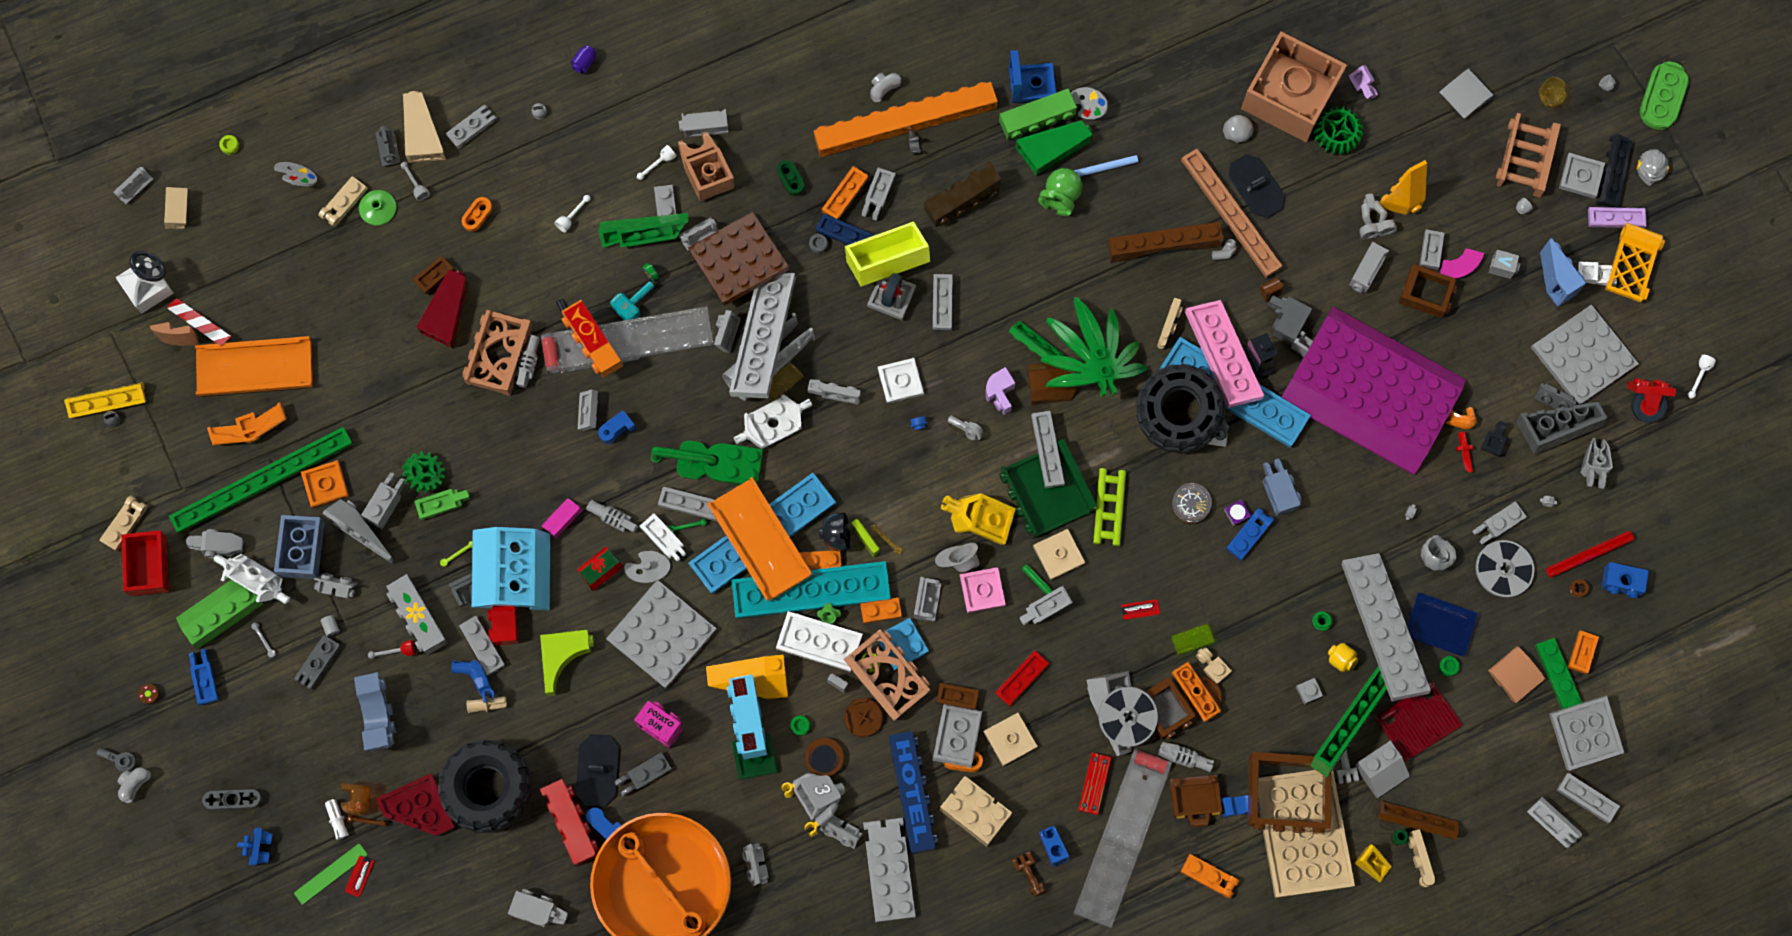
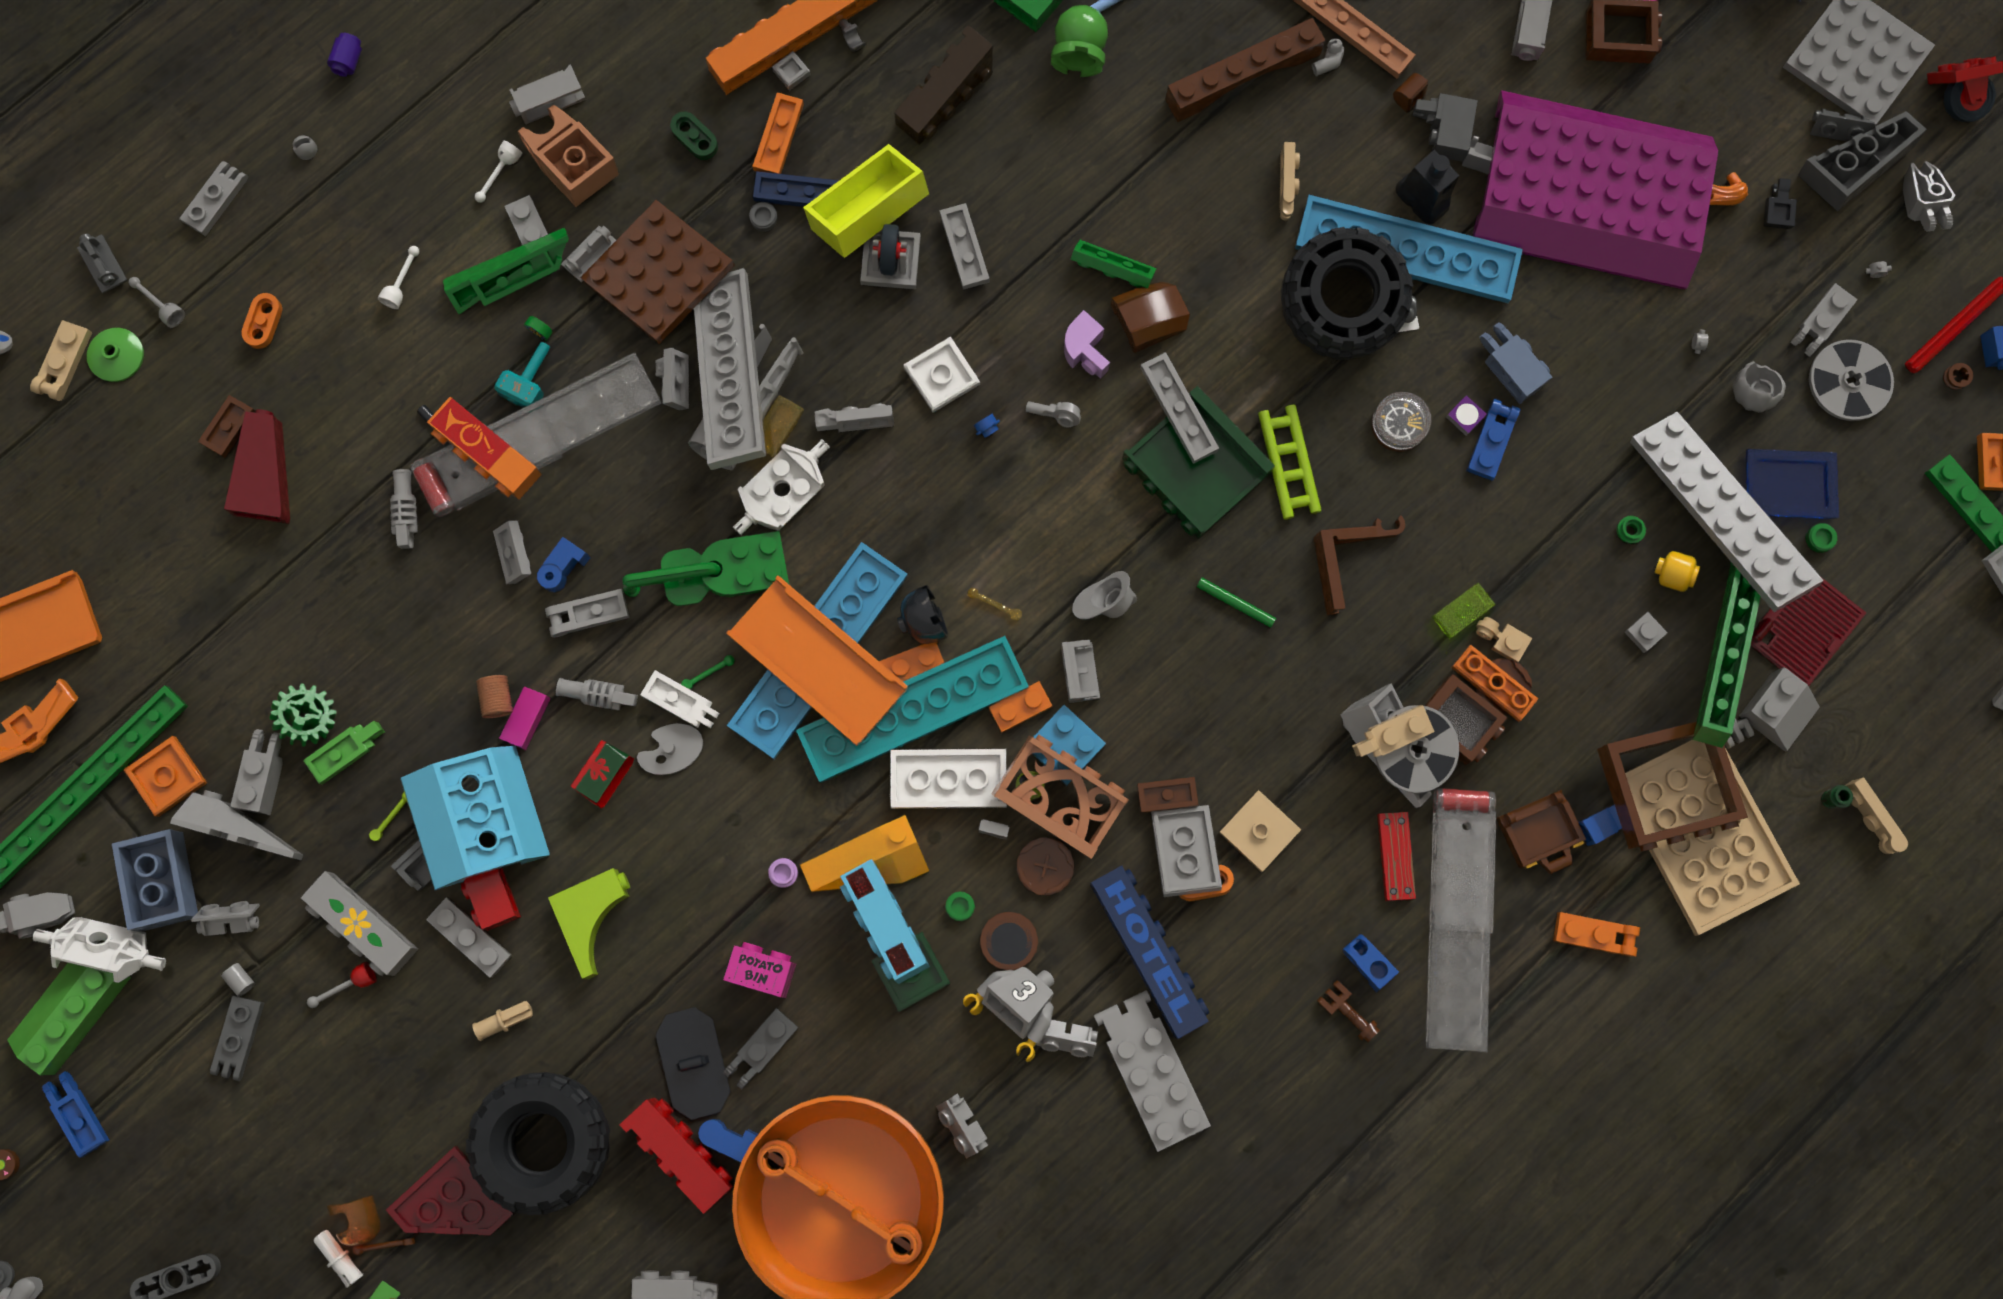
camera: 20 degrees left, 5 degrees up
(271, 653) = (164, 1046): light grey hinge -> none
(376, 712) = (346, 1087): sand blue brick -> none
(420, 133) = (141, 228): tan slope -> none
(477, 674) = (476, 982): blue arm -> none
(508, 375) = (328, 504): nougat fence -> none
(547, 498) = (494, 696): none -> nougat piece
(623, 463) = (587, 612): none -> light grey plate
(661, 634) = (721, 839): light grey plate -> none
(685, 503) = (695, 641): light grey plate -> none
(693, 668) = (783, 873): none -> lavender plate
(828, 618) = (949, 741): bright green plate -> none
(865, 538) = (965, 611): lime tile -> none
(867, 154) = (791, 70): none -> light grey tile
(878, 191) = (824, 118): light grey hinge -> none
(975, 811) = (1247, 949): tan piece -> none
(980, 516) = (1116, 530): yellow plate -> none
(982, 590) = (1152, 633): bright pink plate -> none
(1022, 678) = (1247, 740): red tile -> none
(1047, 606) = (1250, 628): light grey hinge -> none
(1059, 554) = (1241, 550): tan plate -> none
(1100, 362) = (1216, 262): green plant -> none
(1116, 700) = (1395, 733): none -> tan hinge
(1129, 566) = (1327, 561): none -> reddish brown hinge
(1140, 609) = (1378, 591): sticker -> none
(1184, 756) = (1508, 778): light grey hinge -> none
(1224, 353) = (1378, 198): bright pink plate -> none
(1373, 863) = (1811, 843): yellow slope -> none
(1418, 820) = (1853, 764): reddish brown plate -> none
(1465, 448) = (1743, 232): red piece -> none
(1516, 674) = (1916, 520): nougat slope -> none

